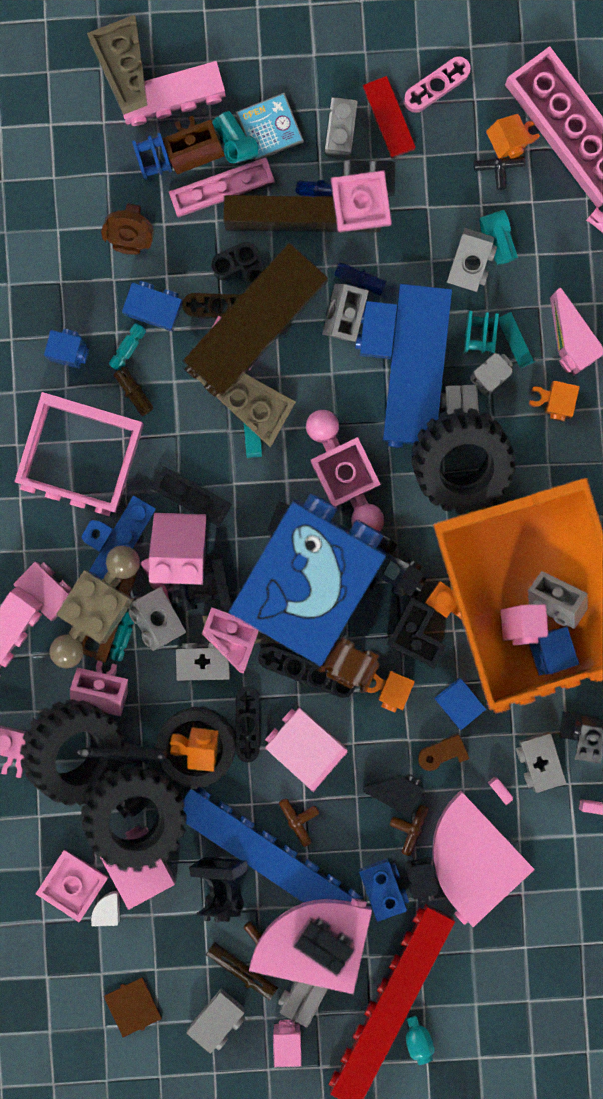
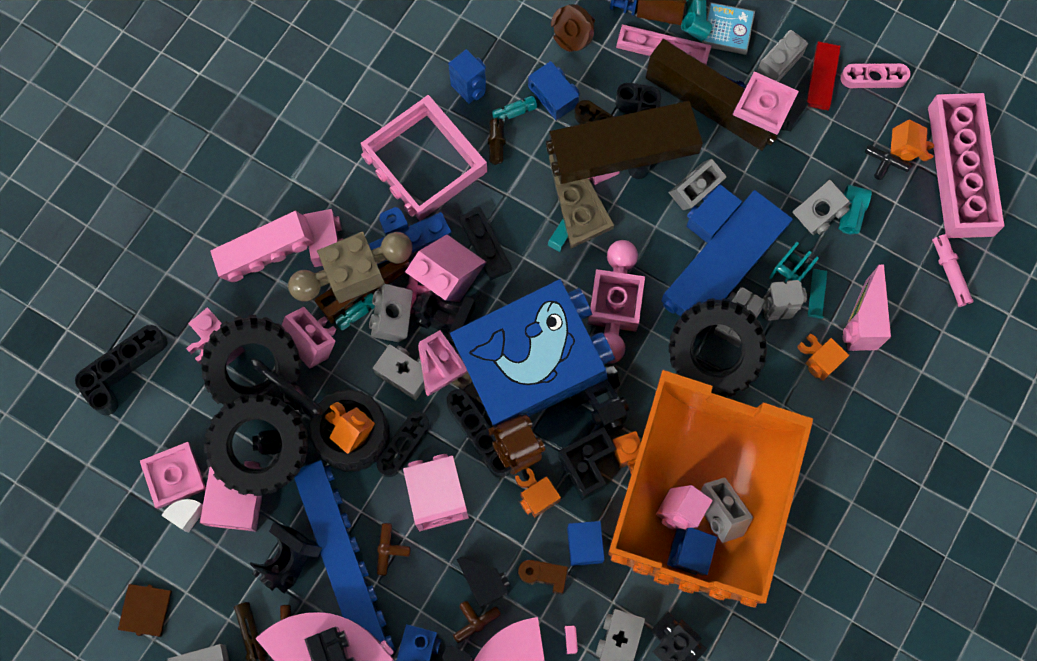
camera: 35 degrees right, 15 degrees down
(360, 278) = (731, 180): clear blue axle -> none

